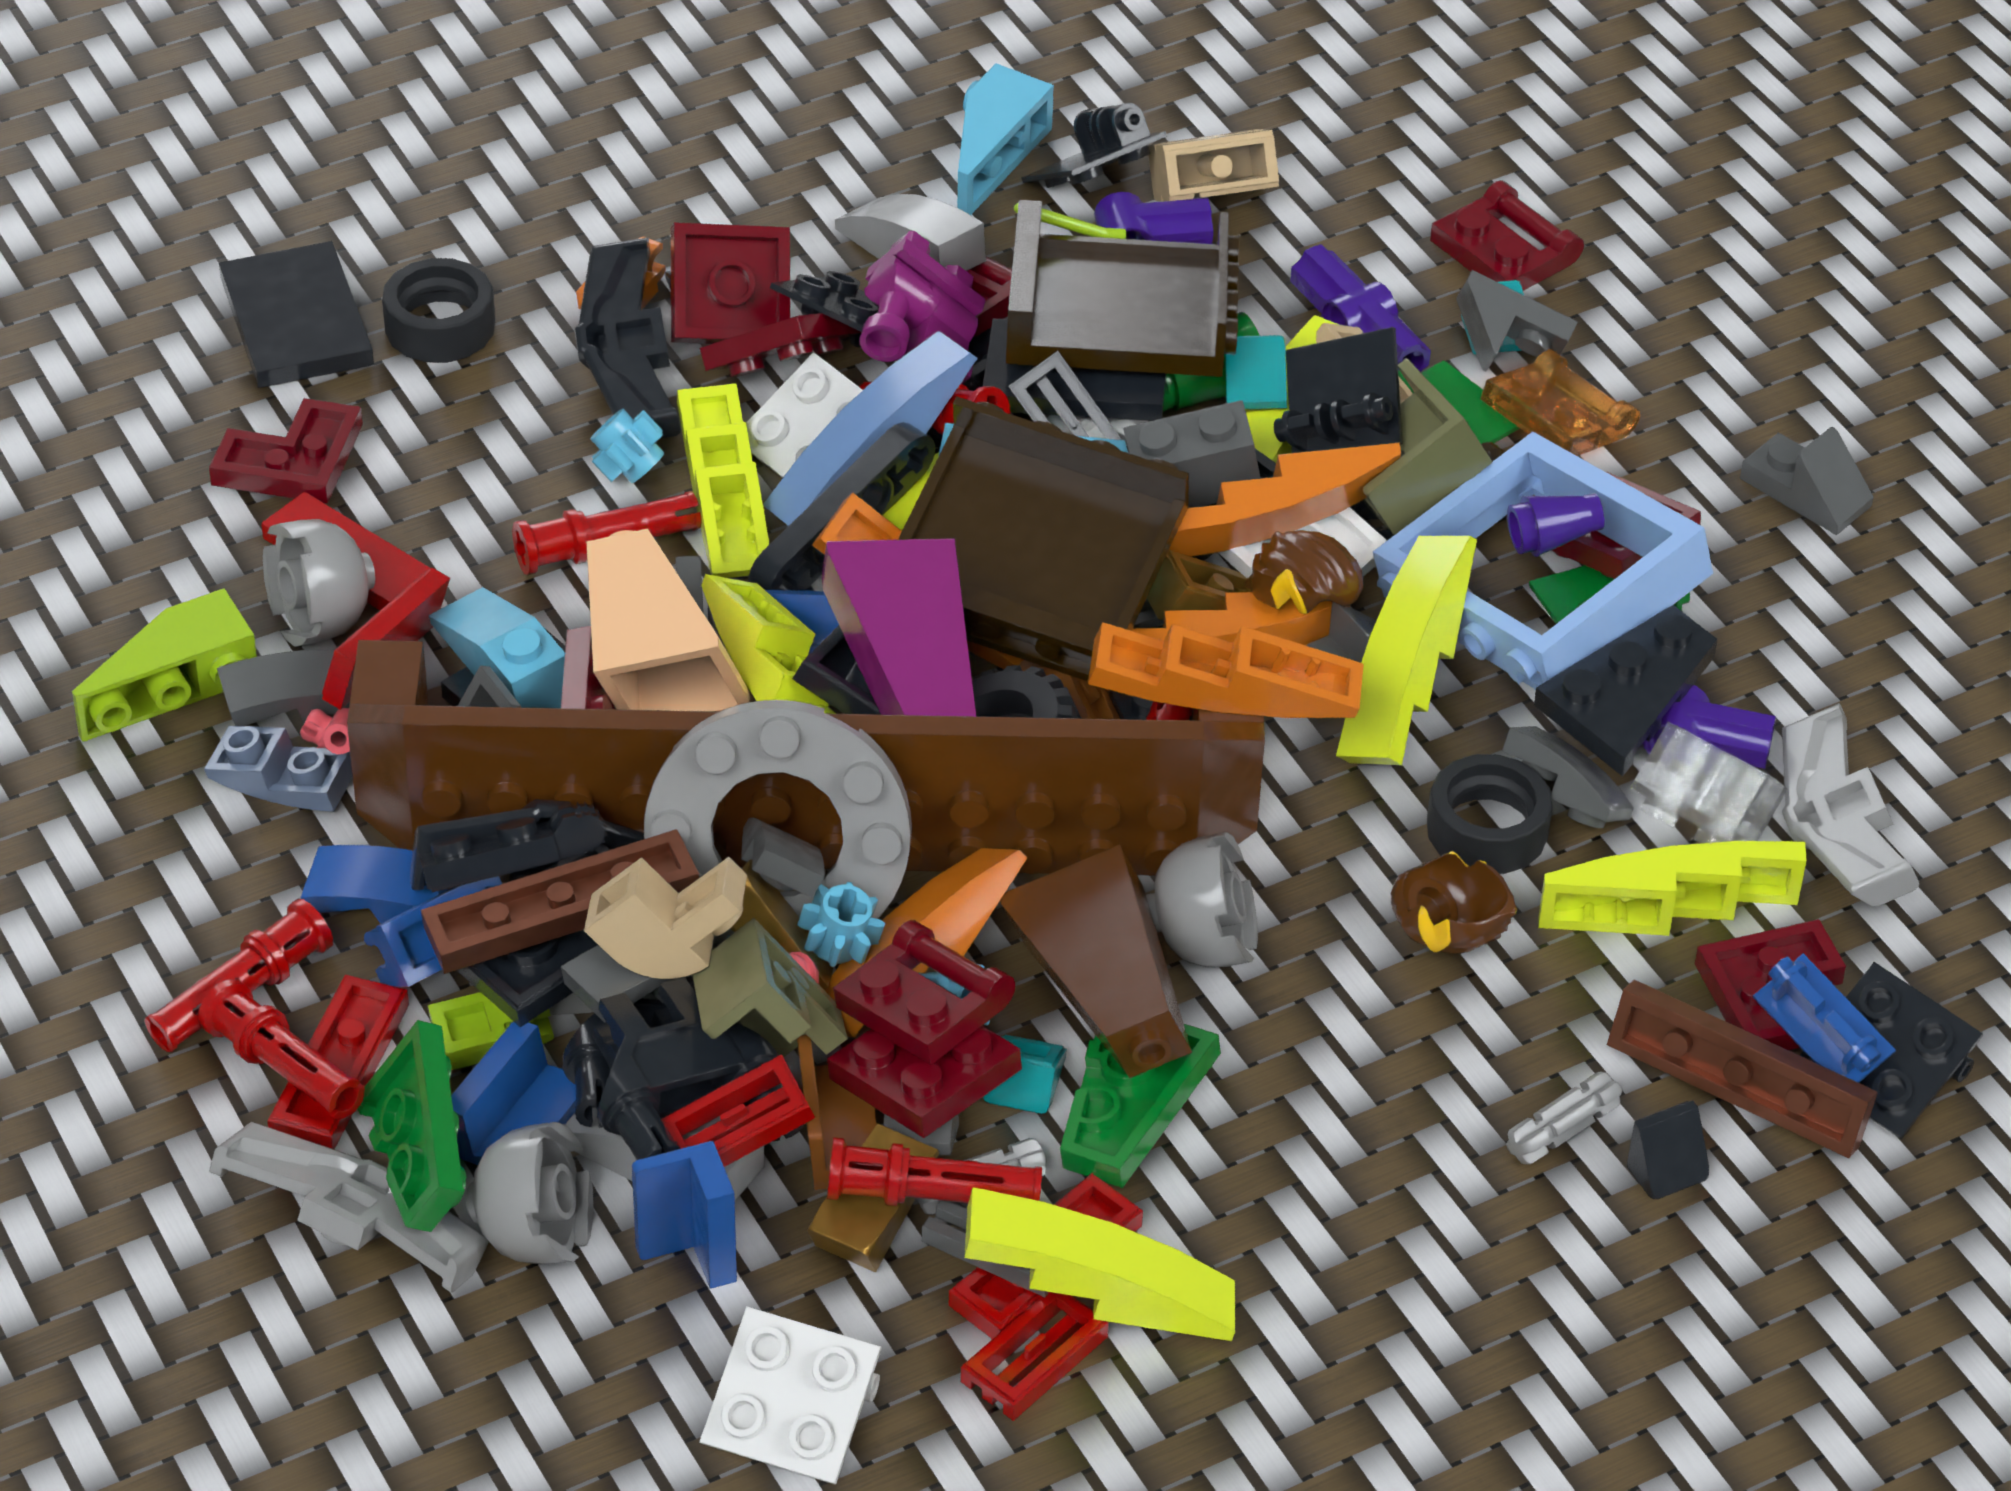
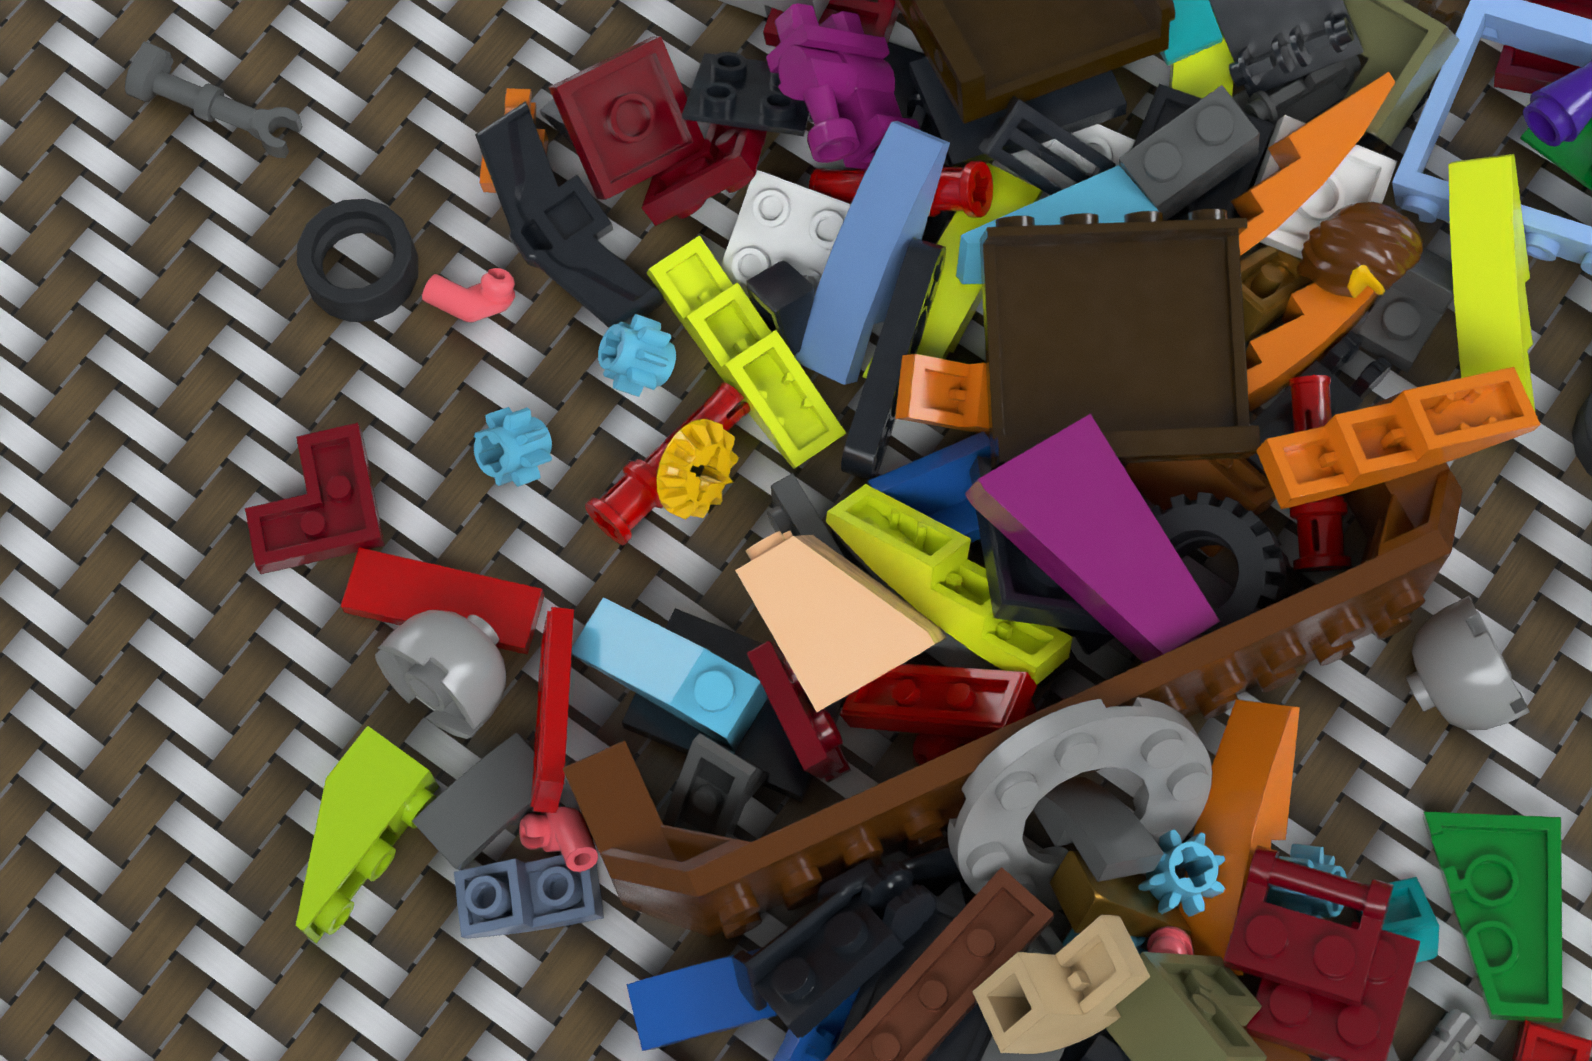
camera: 20 degrees left, 25 degrees up
(295, 314) = (219, 322): black tile -> none
(355, 135) = (150, 76): none -> dark grey piece
(478, 467) = (512, 446): none -> medium azure gear
(510, 373) = (475, 302): none -> coral arm
(625, 502) = (695, 445): none -> yellow gear
(773, 450) = (783, 301): none -> black slope
(1105, 956) = (1420, 781): reddish brown slope -> none

